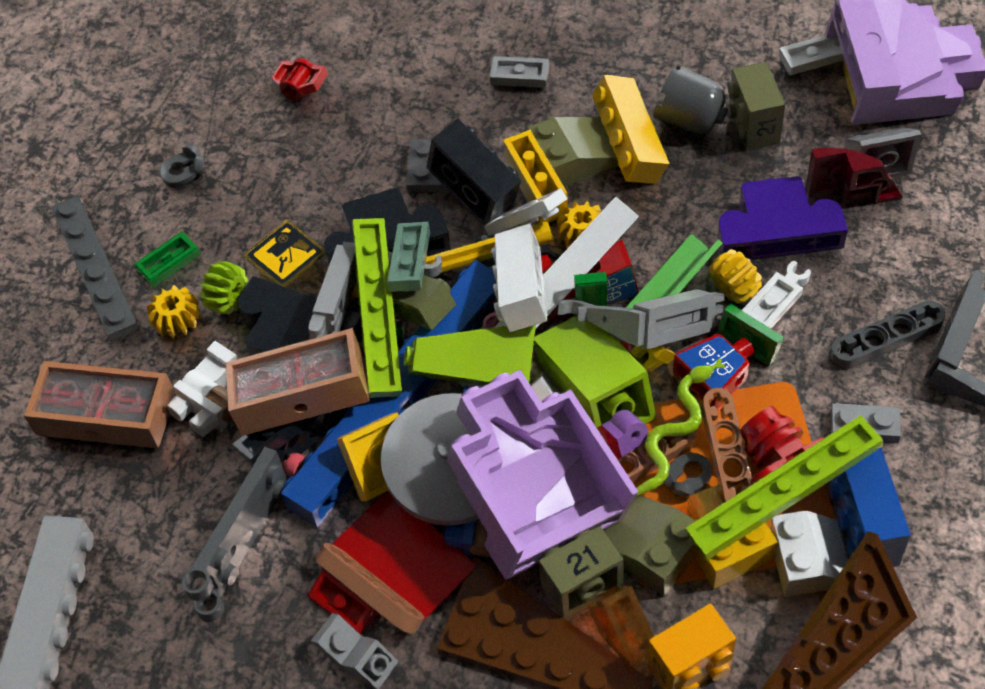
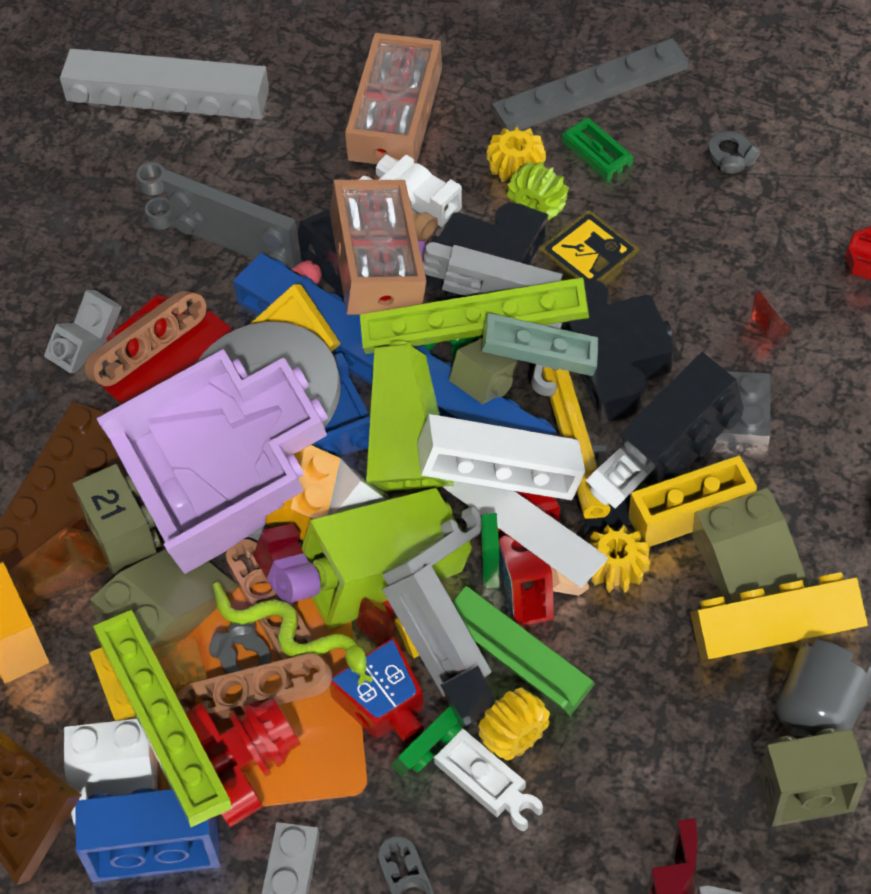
camera: 90 degrees right, 0 degrees up
(356, 141) = (769, 318): none -> clear red slope
(656, 374) = (375, 620): none -> clear red slope
(727, 296) = (468, 695): none -> black slope
(780, 221) = (614, 796): dark purple brick -> none

